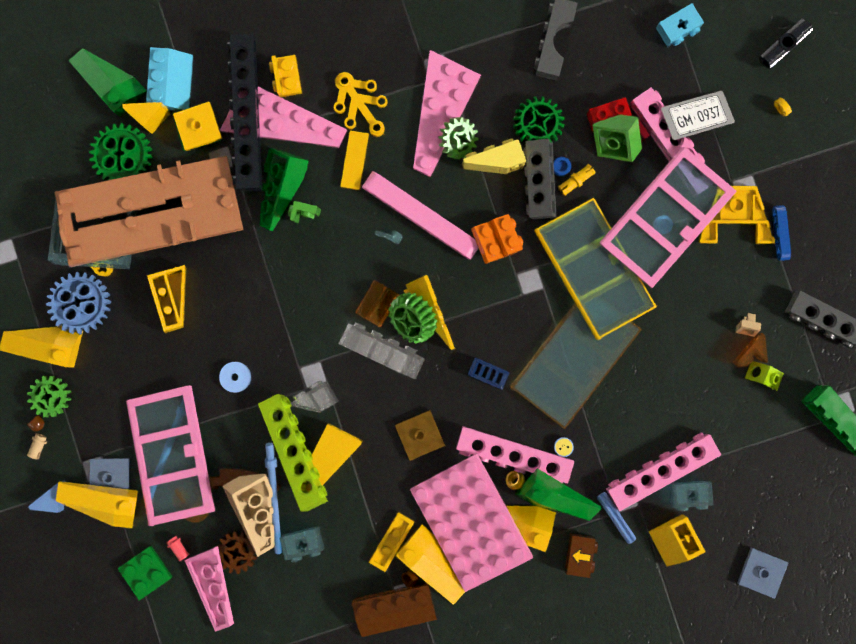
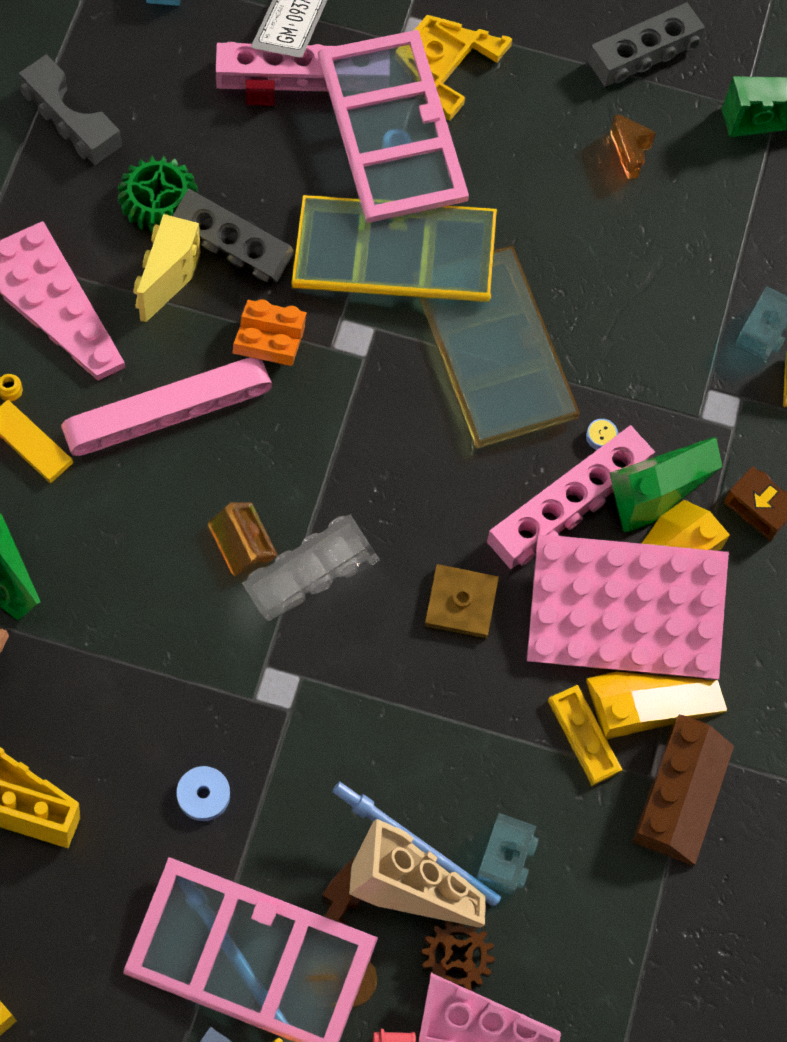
camera: 65 degrees left, 20 degrees down
(270, 409) = (451, 788): lime brick -> none
(303, 209) = (46, 538): bright green bracket -> none
(318, 399) = (318, 692): clear slope -> none
(332, 451) = (408, 739): yellow slope -> none
(395, 238) = (172, 460): clear light blue hand -> none
(409, 582) = (660, 741): reddish brown hinge -> none
(412, 317) = (294, 511): bright green gear -> none
(423, 288) = (282, 471): yellow wedge -> none
(451, 138) = (103, 294): bright green gear -> none
(476, 361) = (424, 480): dark blue slope -> none
(510, 478) = (598, 519): yellow plate -> none
(561, 166) = (236, 204): blue tile -> none
(576, 180) = (265, 200): yellow pin -> none
(608, 110) = (212, 111): red brick -> none
(616, 517) = (740, 431): medium blue axle -> none
(618, 137) = (250, 116): bright green slope -> none
(707, 453) = (723, 270): bright pink brick -> none
(748, 325) = (595, 129): tan tile -> none
(769, 376) = (674, 145): lime bracket -> none
(781, 233) = (492, 19): blue beam -> none

